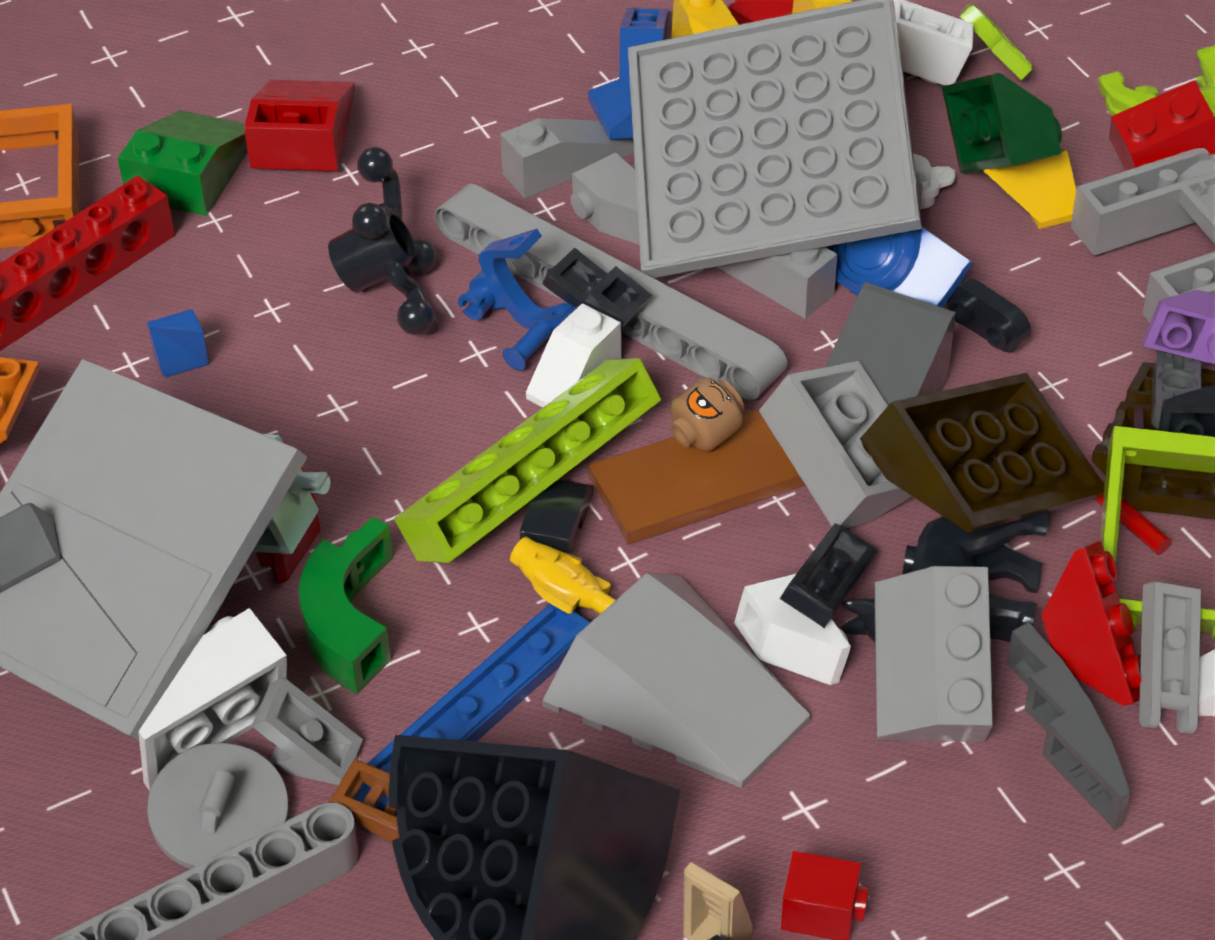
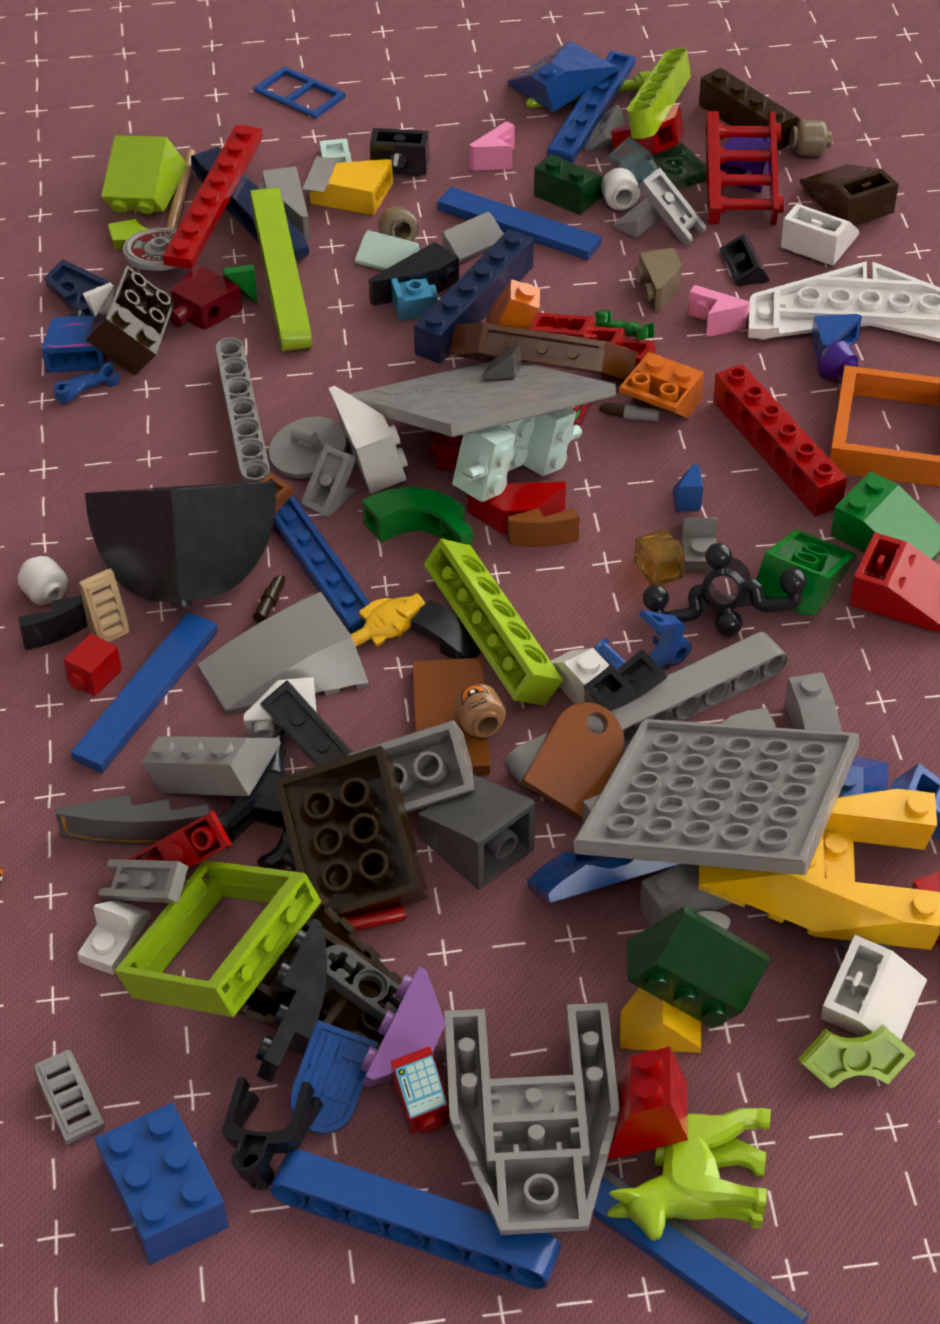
camera: 110 degrees right, 0 degrees up
(15, 445) = (630, 412): none -> light grey piece
(264, 321) = (696, 537): none -> light grey slope
(297, 204) = (819, 561): none -> green slope
(304, 437) = (535, 530): none -> dark orange slope
(329, 339) = (659, 557): none -> clear yellow brick
(577, 740) = (269, 598): none -> dark brown piece
(735, 308) = (574, 760): none -> dark orange tile
(833, 824) = (144, 692): none -> blue tile
(989, 315) = (518, 922): black plate -> none

